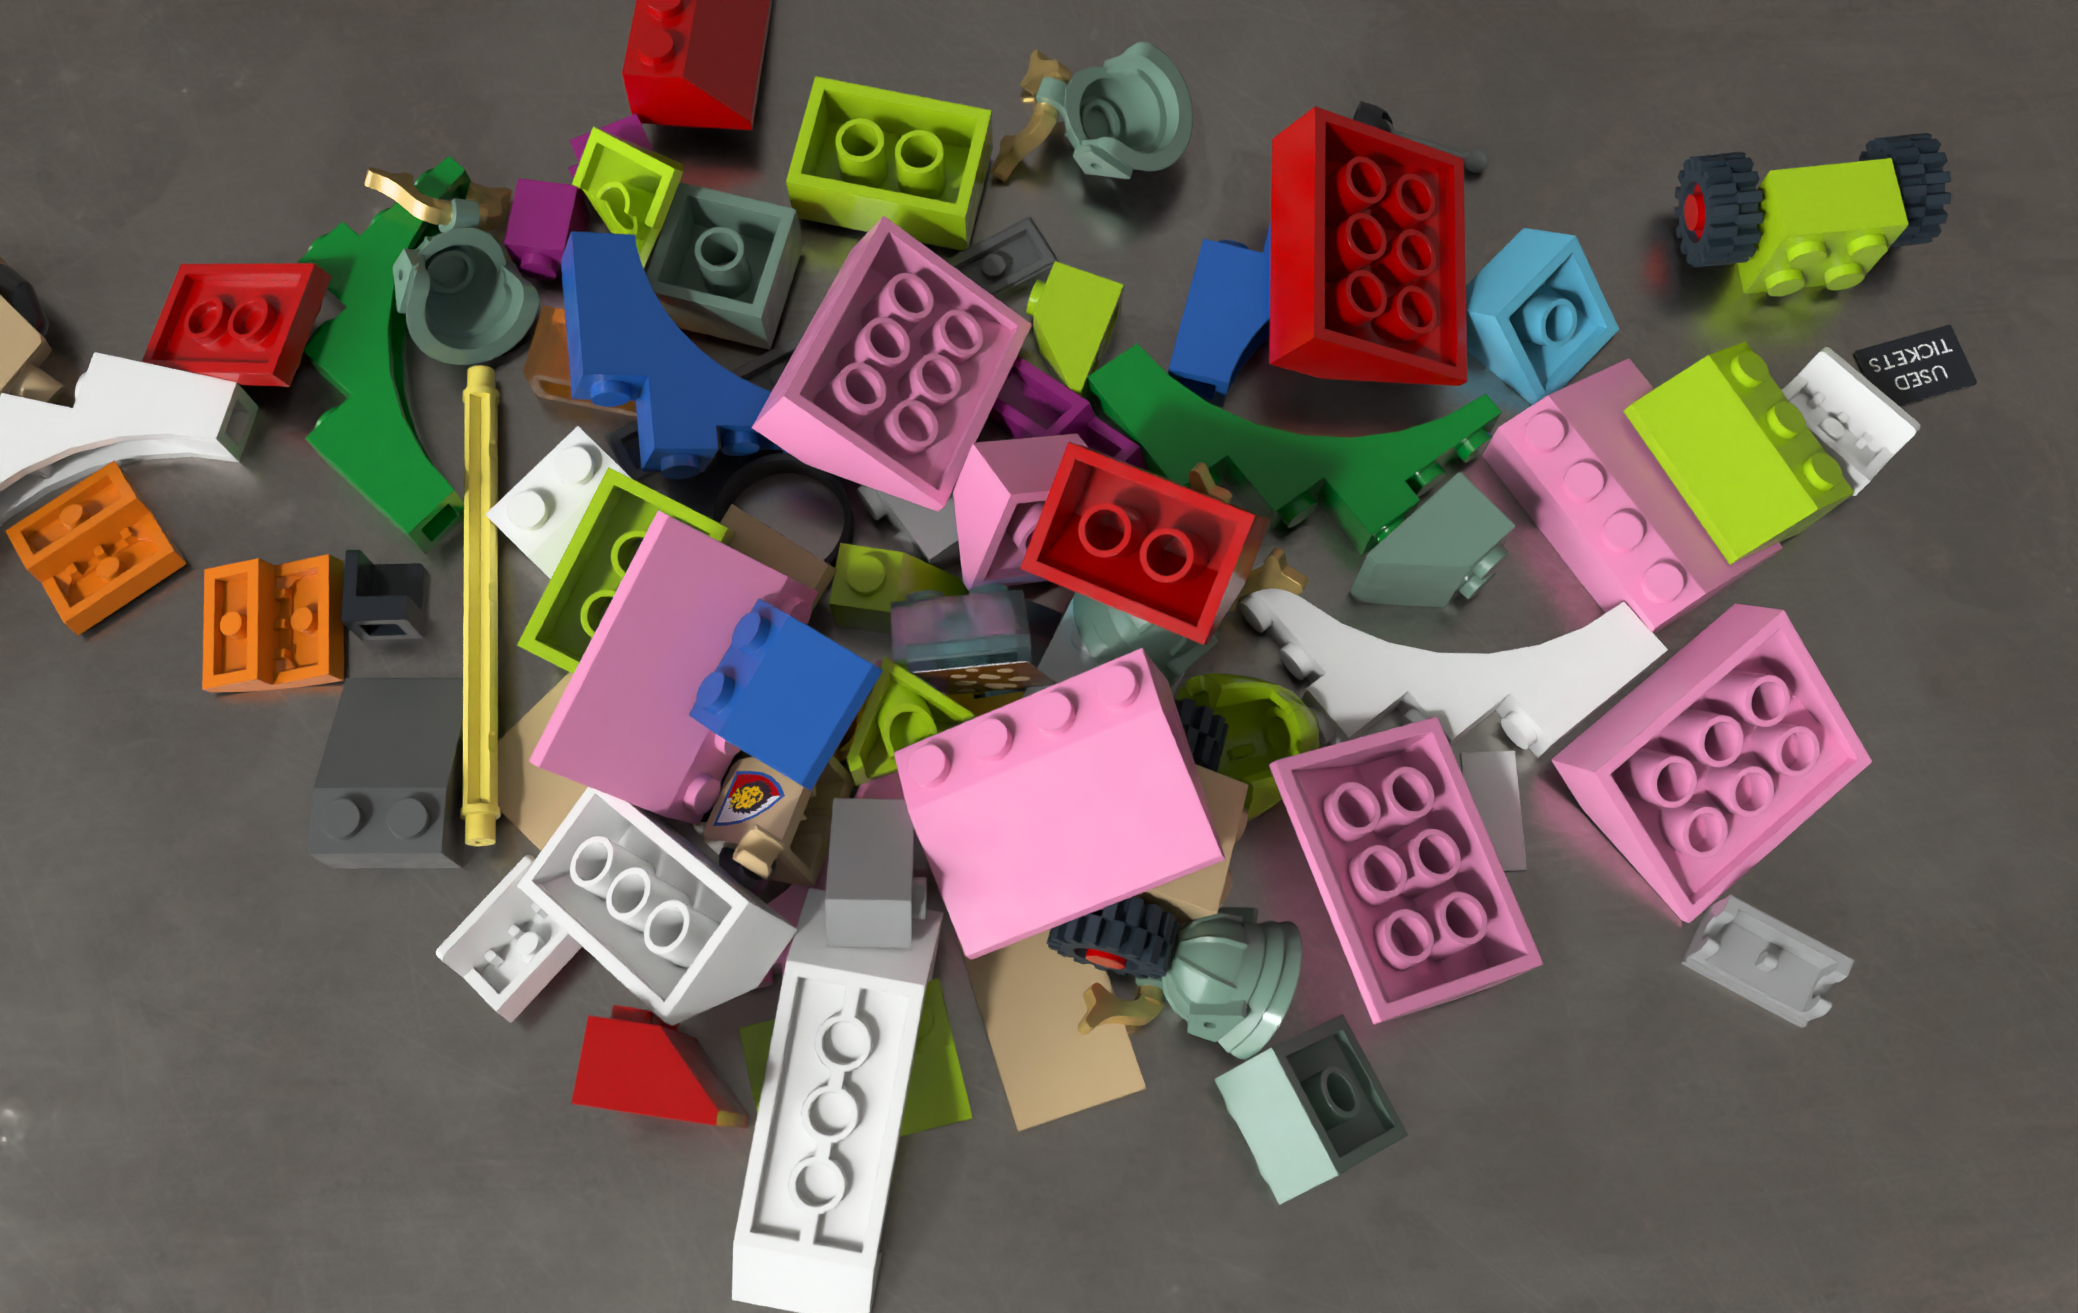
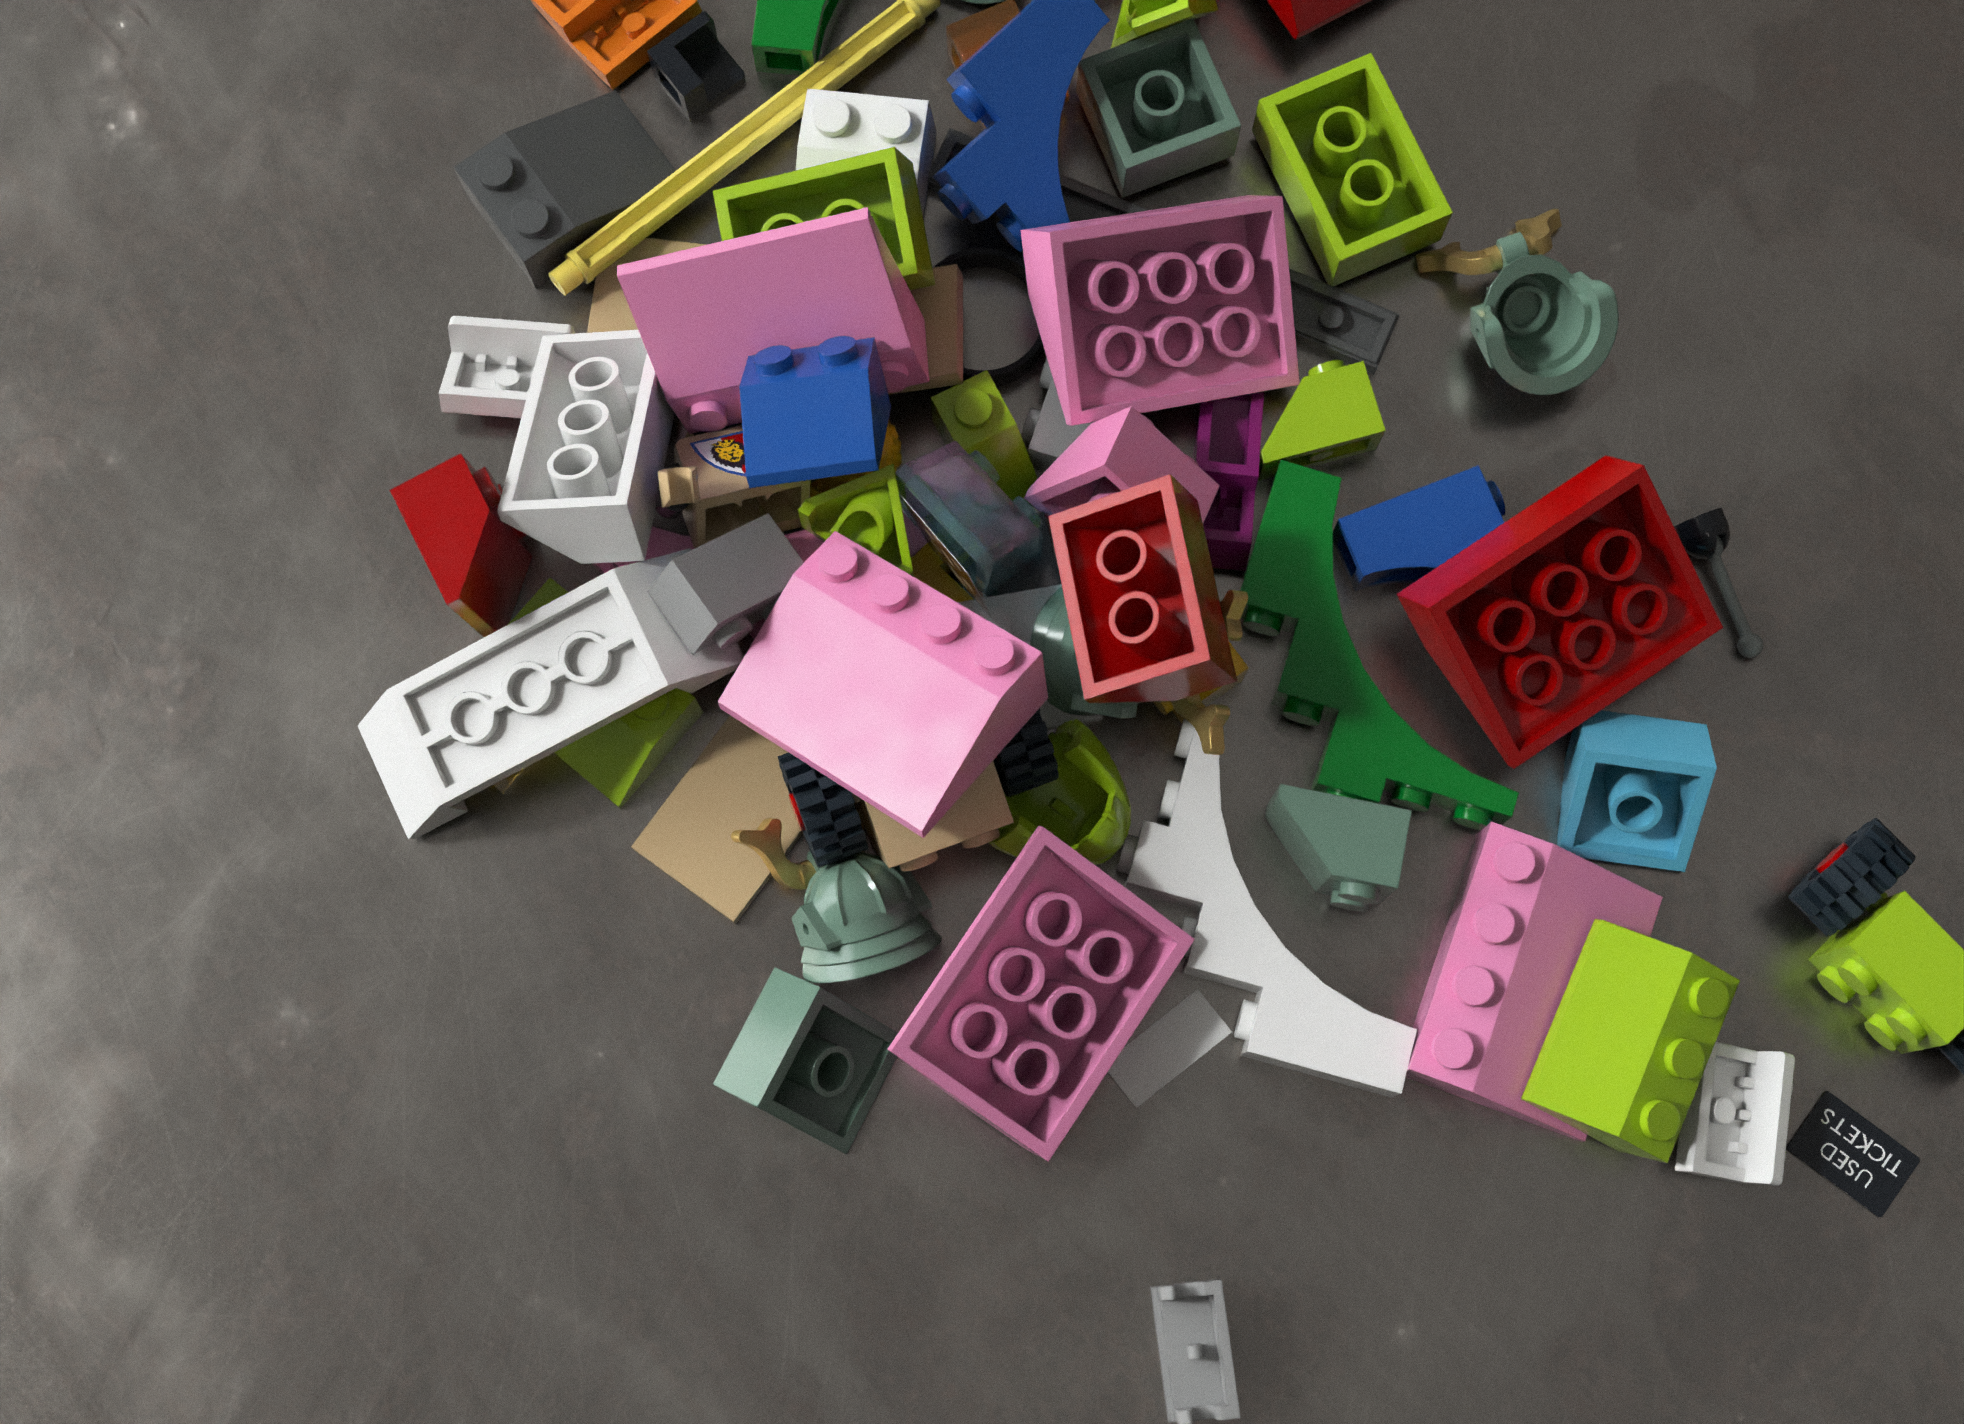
camera: 55 degrees right, 5 degrees up
(1715, 757) = (1344, 1200): bright pink slope -> none

